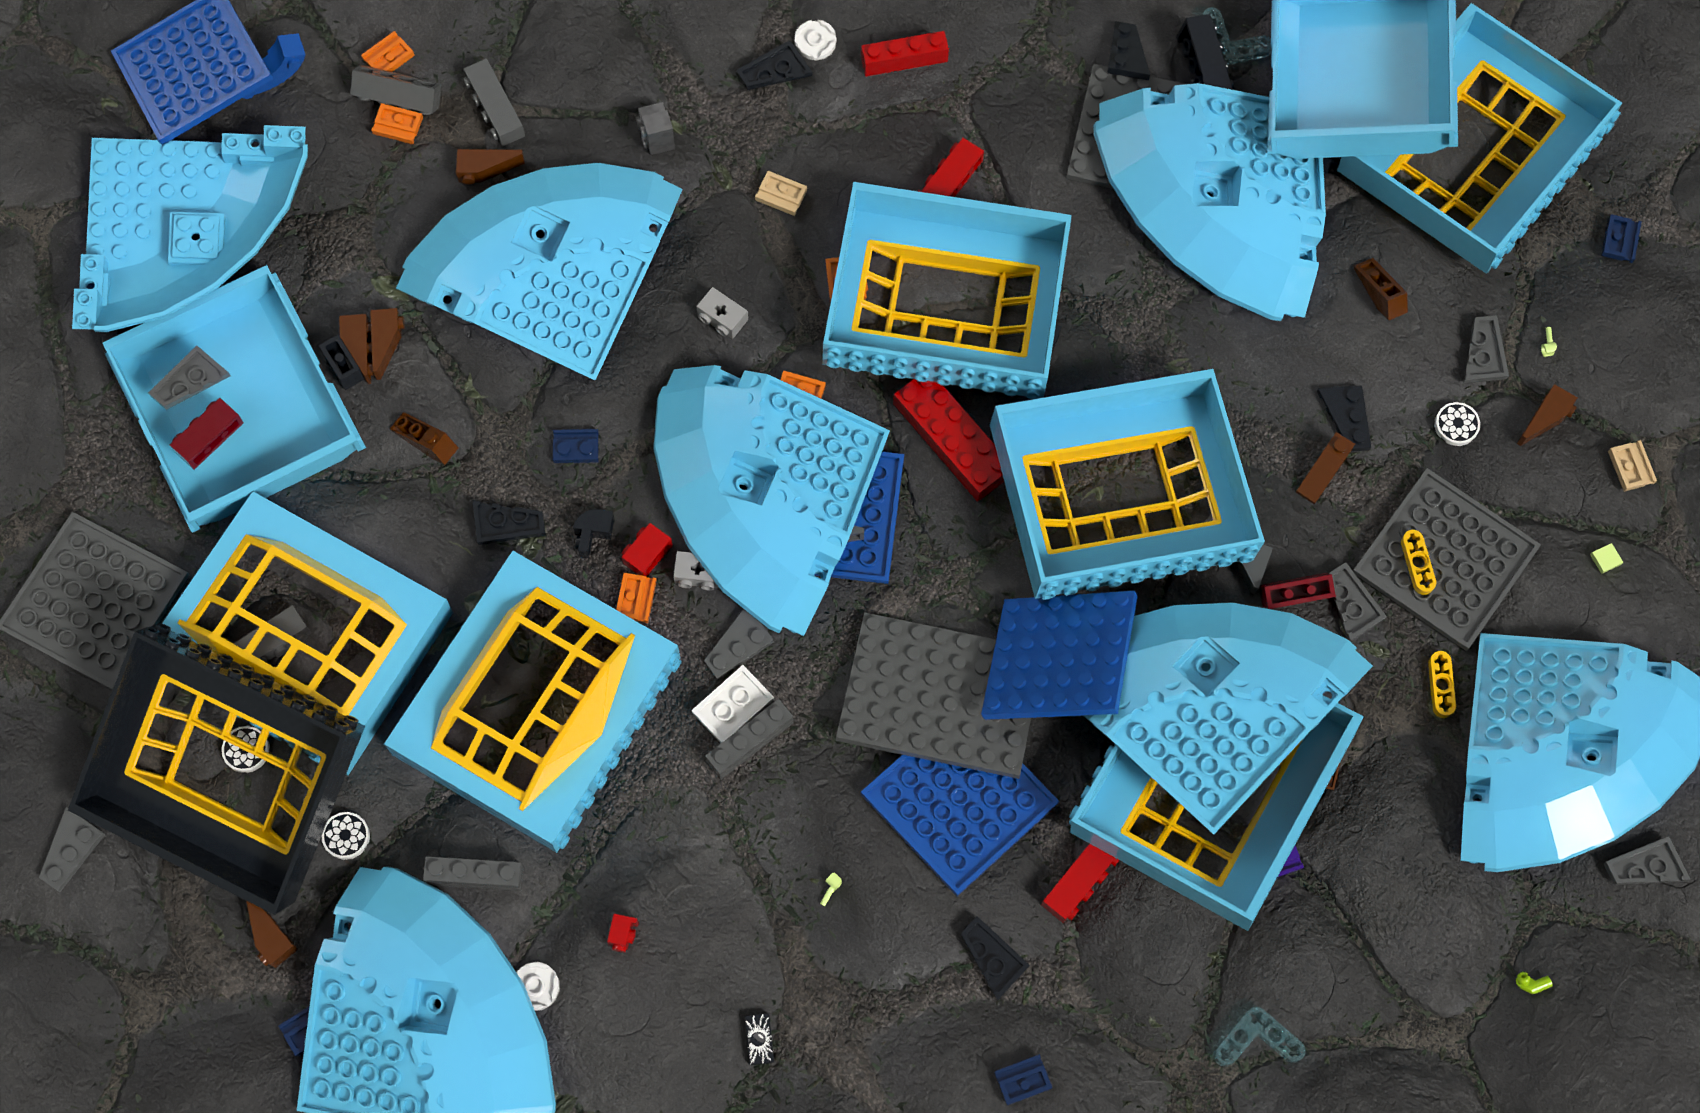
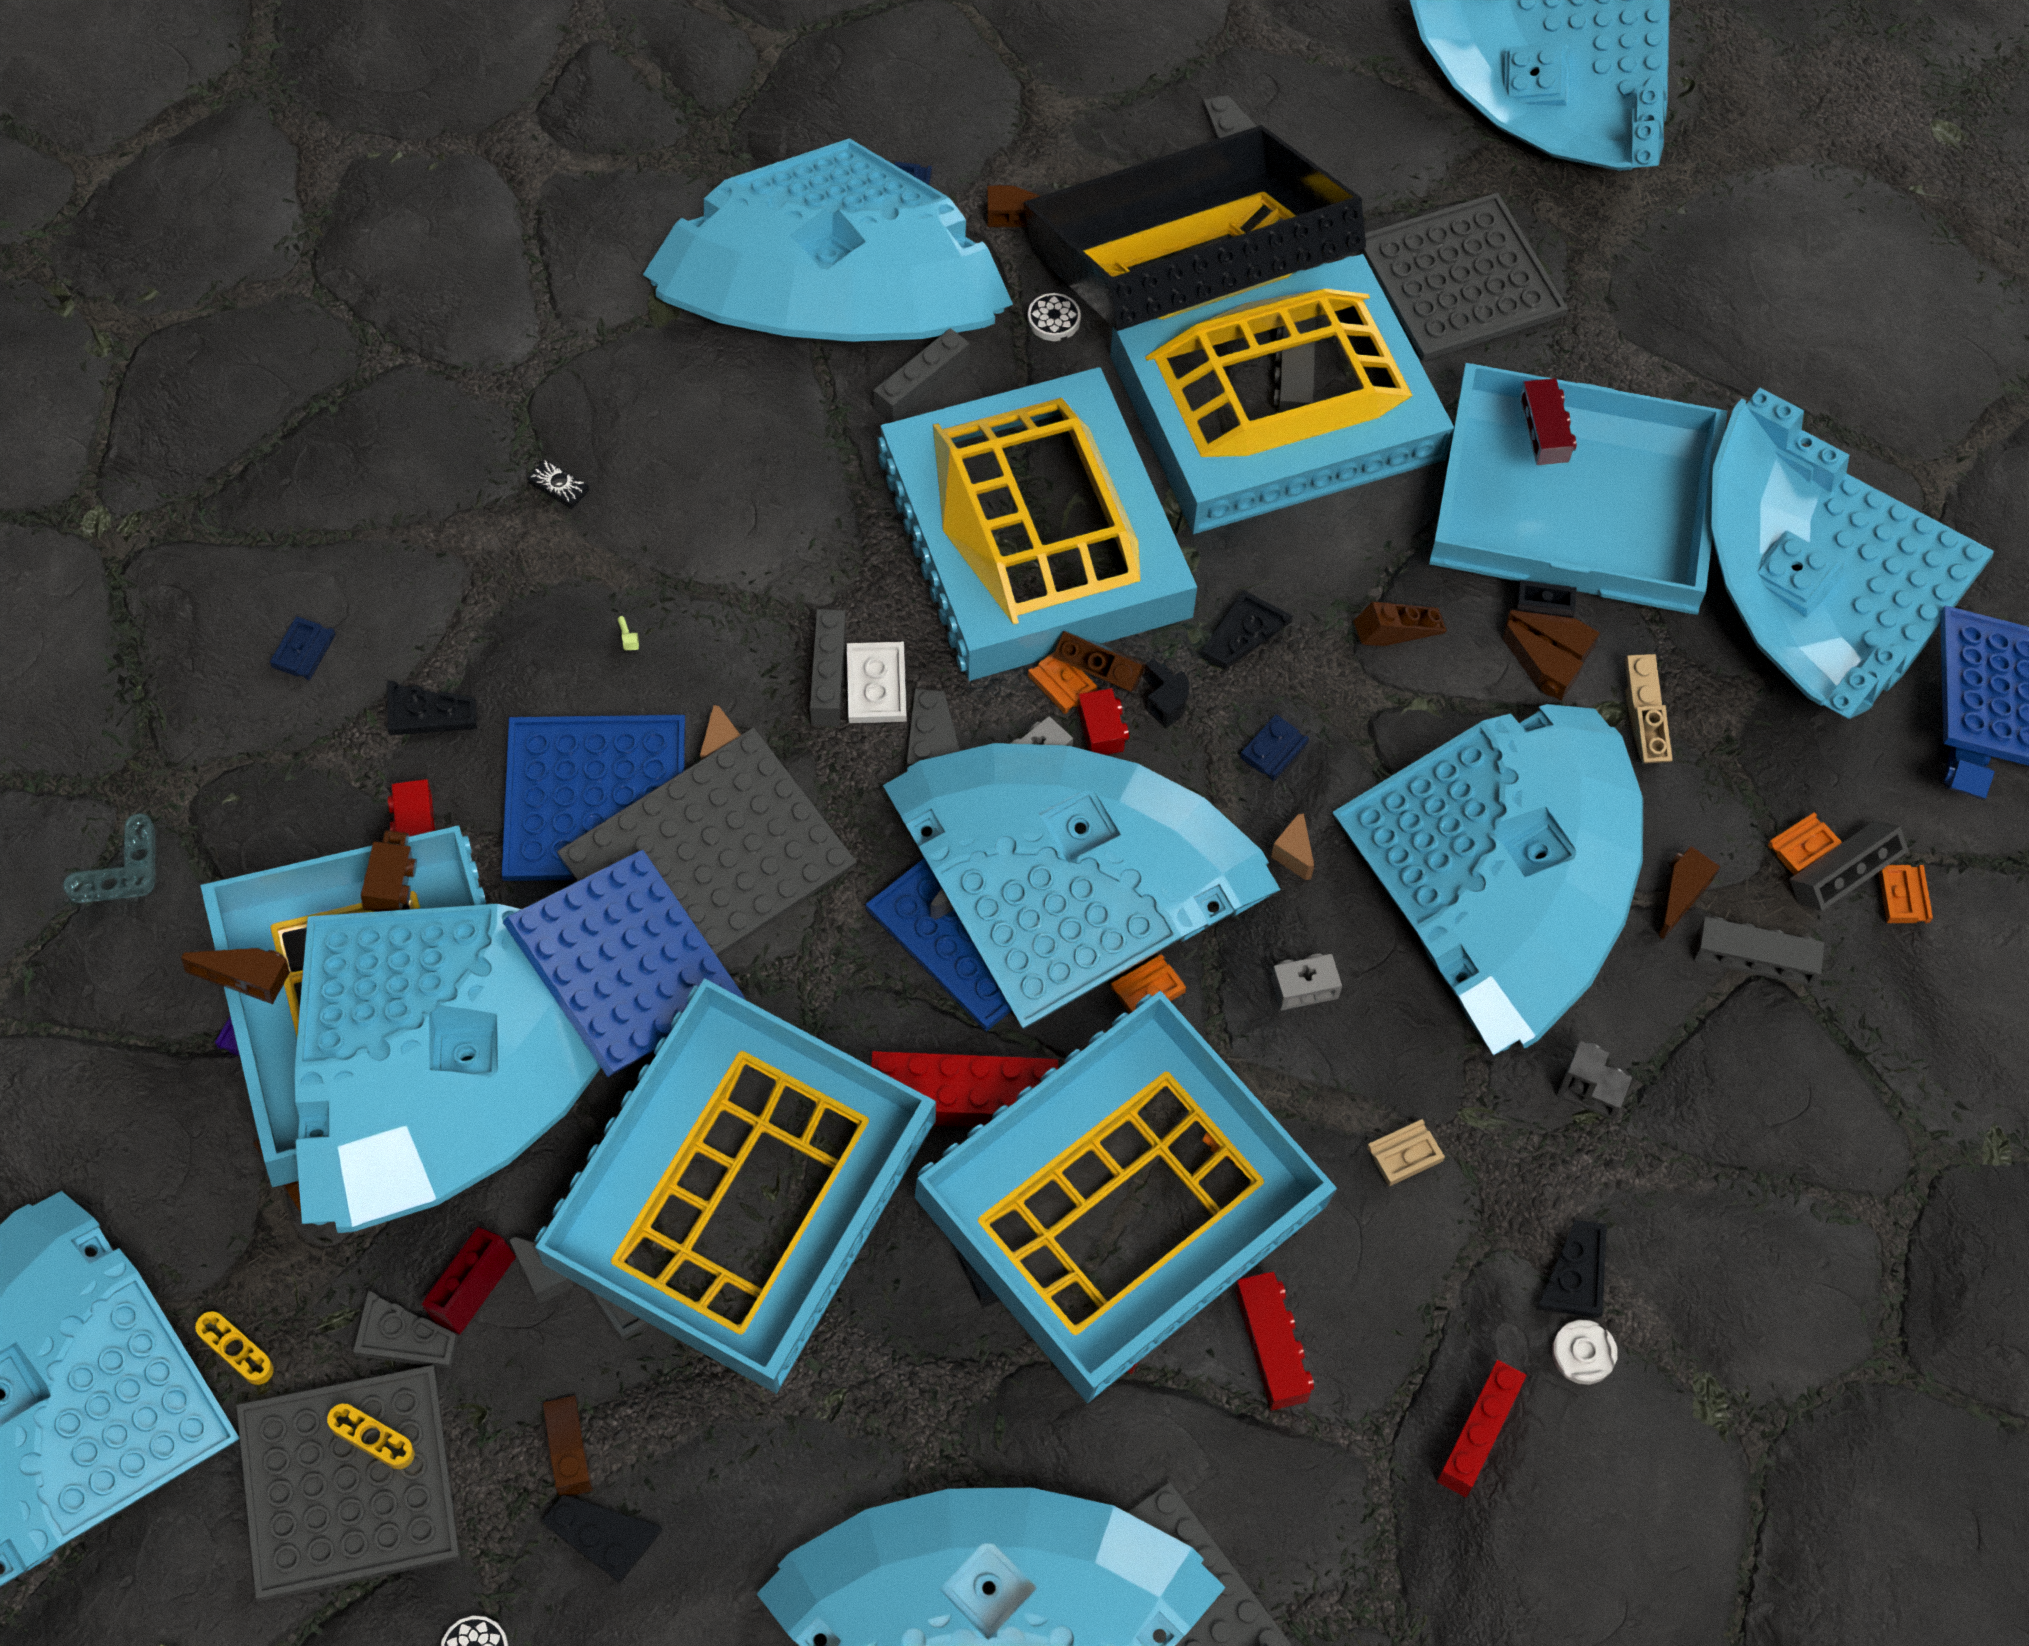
camera: 130 degrees right, 10 degrees down
(189, 377) = (1623, 446): dark grey wing -> none
(374, 260) = (1646, 709): none -> tan slope
(540, 984) = (779, 360): white tile -> none
(605, 575) = (1100, 661): none -> reddish brown slope
(622, 932) = (757, 446): red brick -> none
(637, 382) = (1294, 848): none -> medium nougat slope
(856, 760) = (718, 733): none -> medium nougat slope
(1143, 818) = (388, 874): none -> reddish brown brick
(1279, 833) = (243, 970): none -> reddish brown slope

